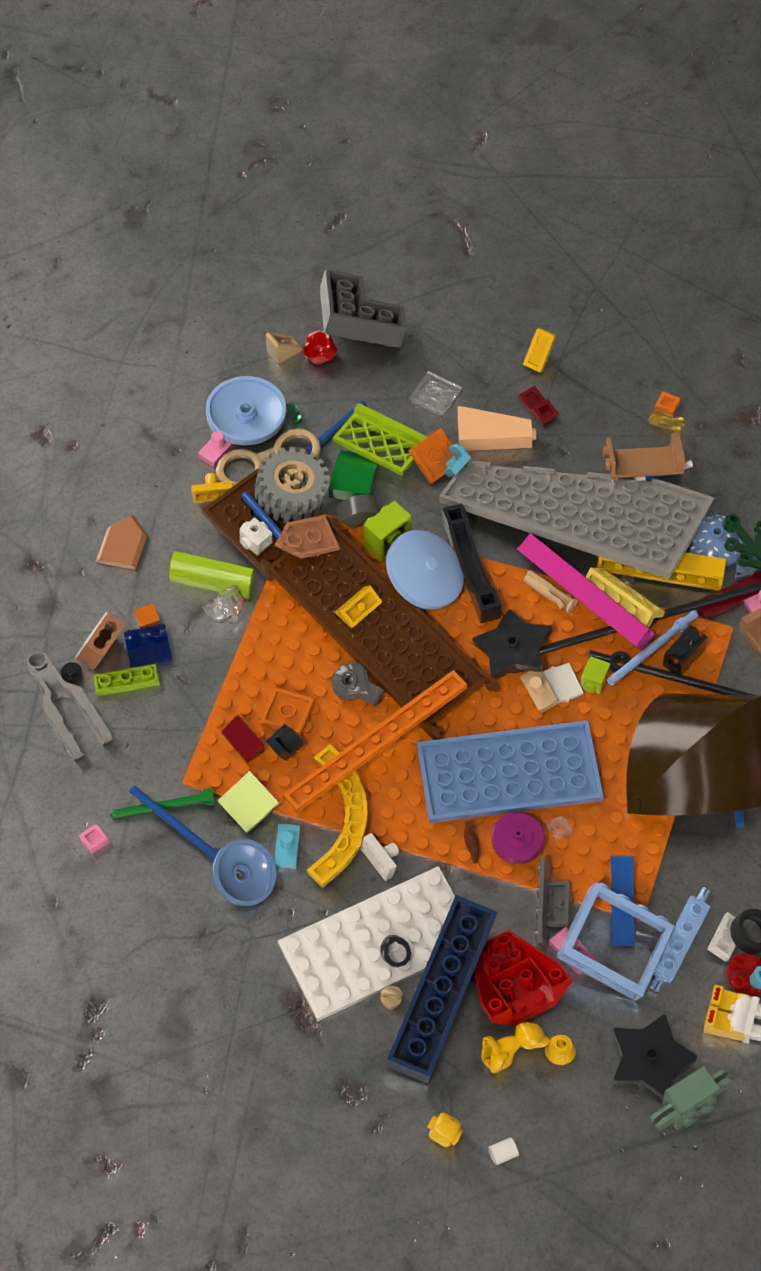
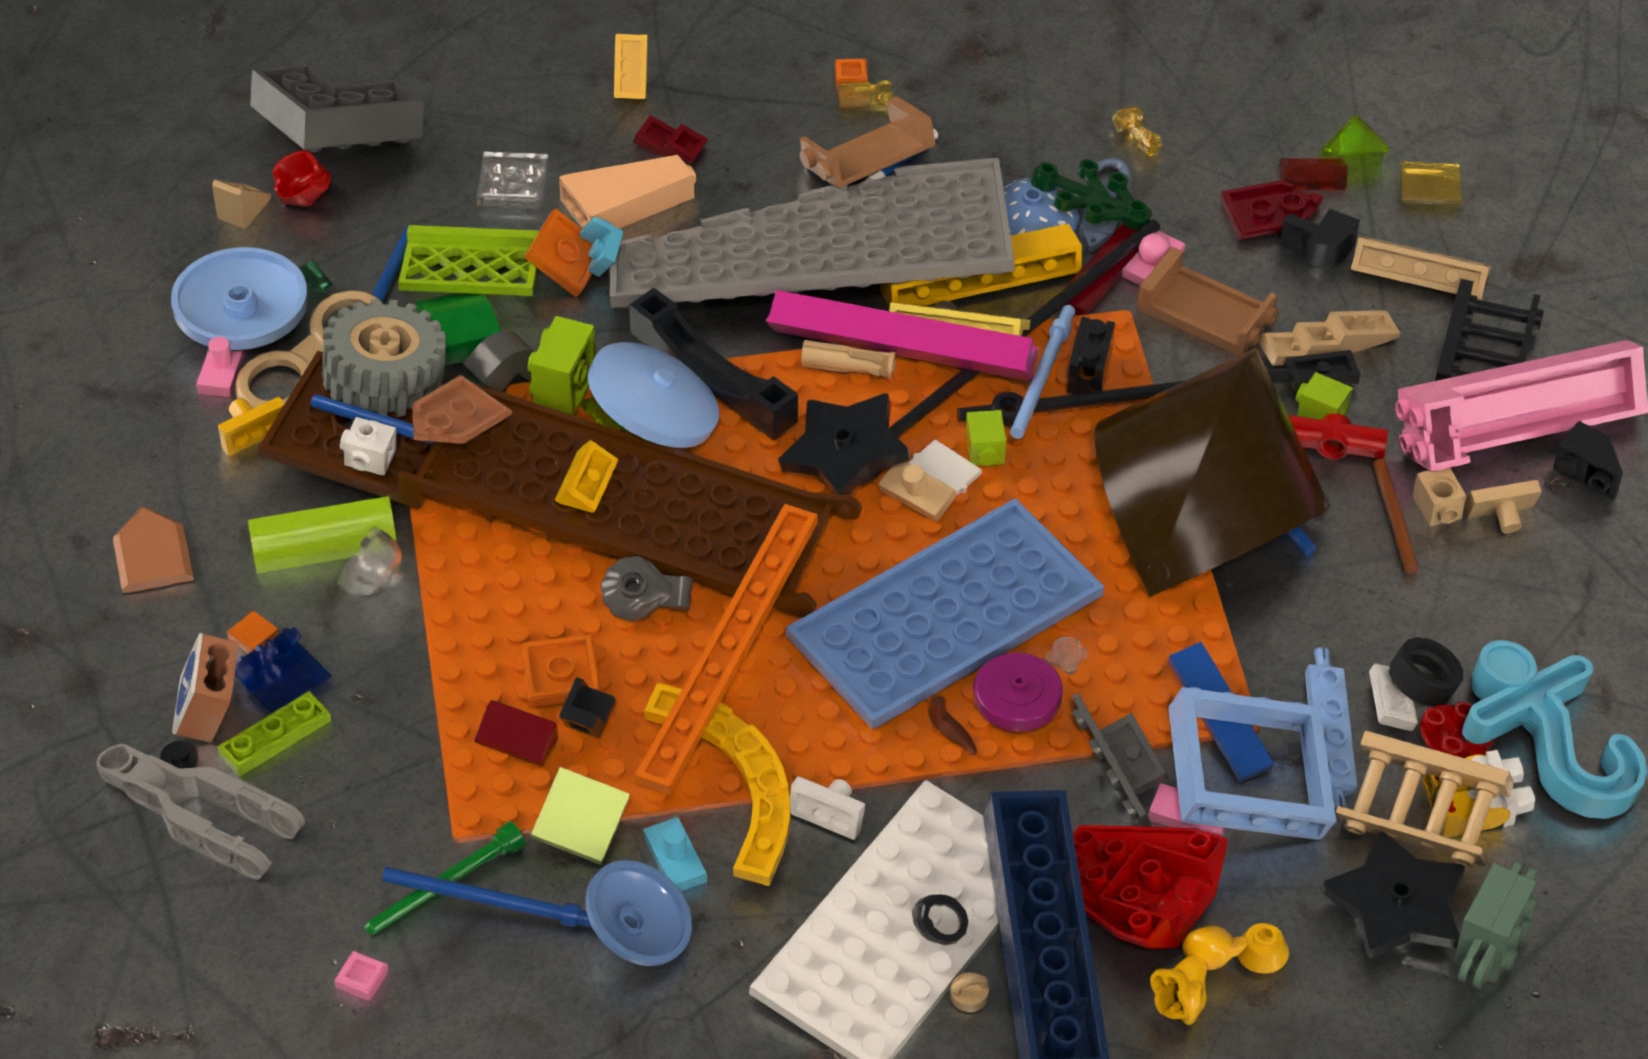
camera: 30 degrees left, 10 degrees down
(719, 1002) = (1417, 762): none -> tan fence

